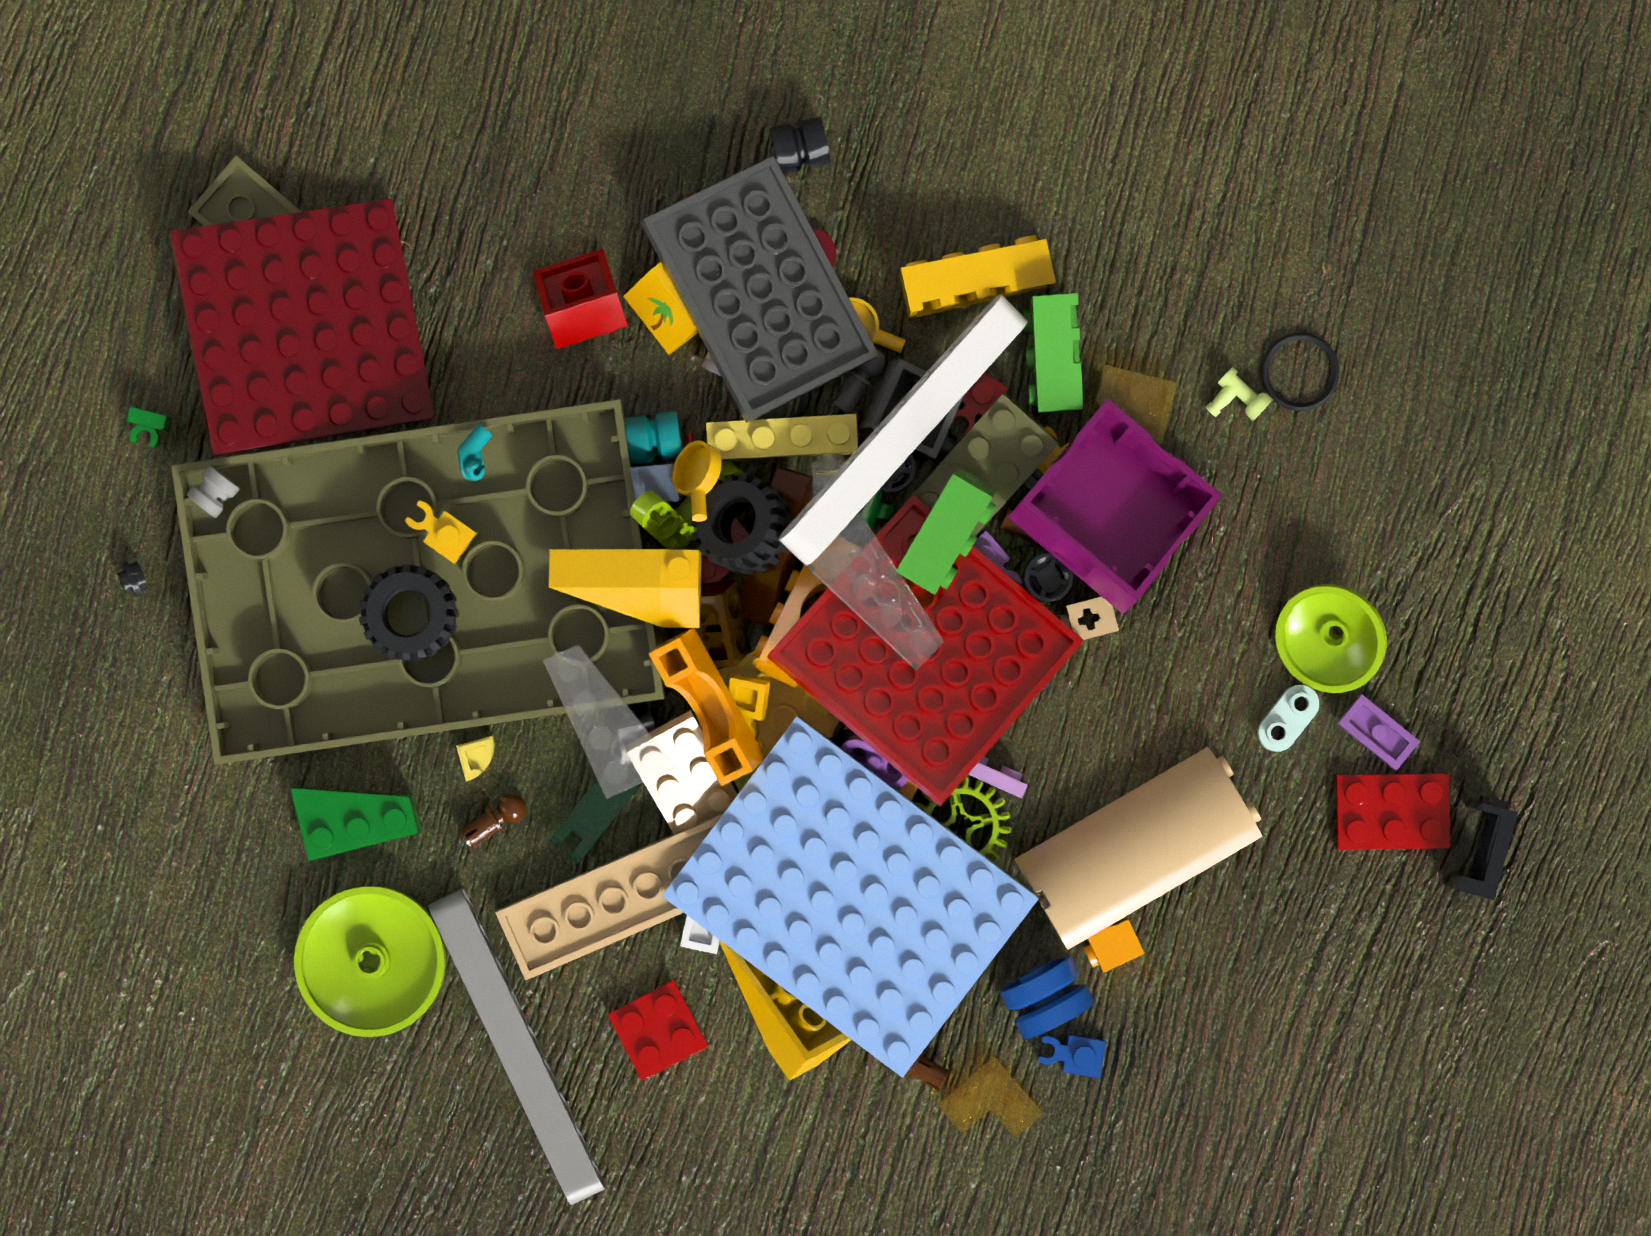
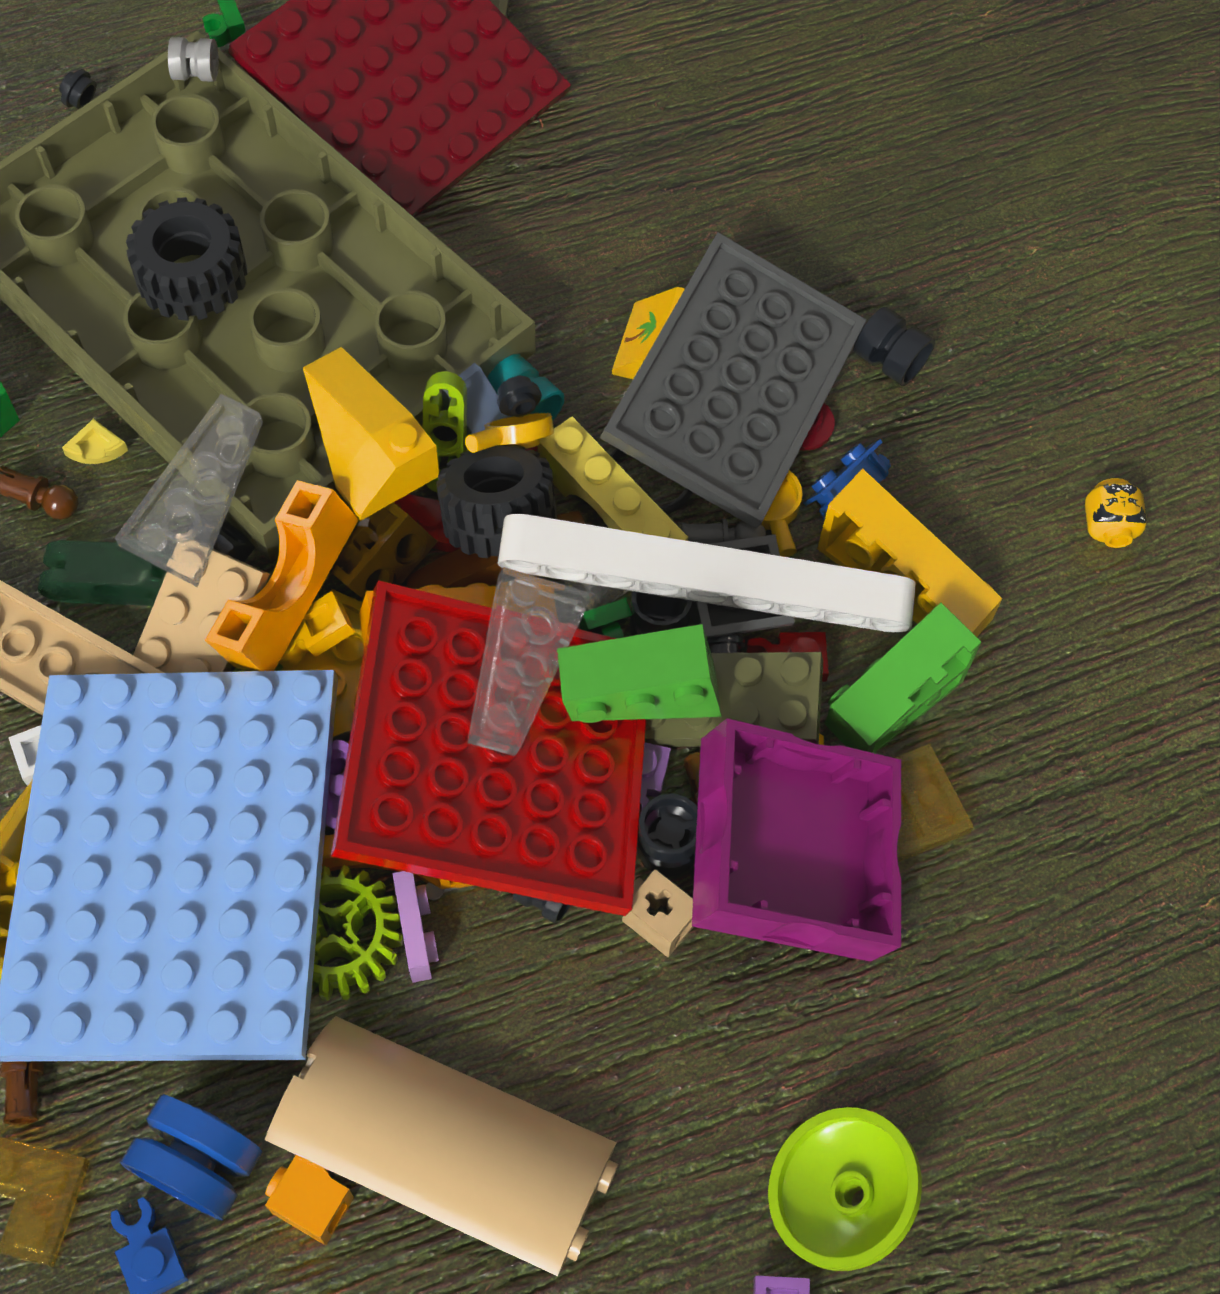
camera: 55 degrees right, 25 degrees down
(445, 534) = (292, 254): yellow plate -> none
(470, 454) = (385, 229): teal arm -> none
(579, 298) = (600, 266): red slope -> none
(672, 453) = (518, 396): none -> black plate
(873, 244) = (858, 457): none -> blue hinge
(1034, 99) = (1115, 512): none -> yellow head
(1234, 386) = (1020, 926): yellowish green piece -> none
(1288, 717) = (717, 1218): light aqua plate -> none
(1300, 406) = (1065, 988): black tyre -> none

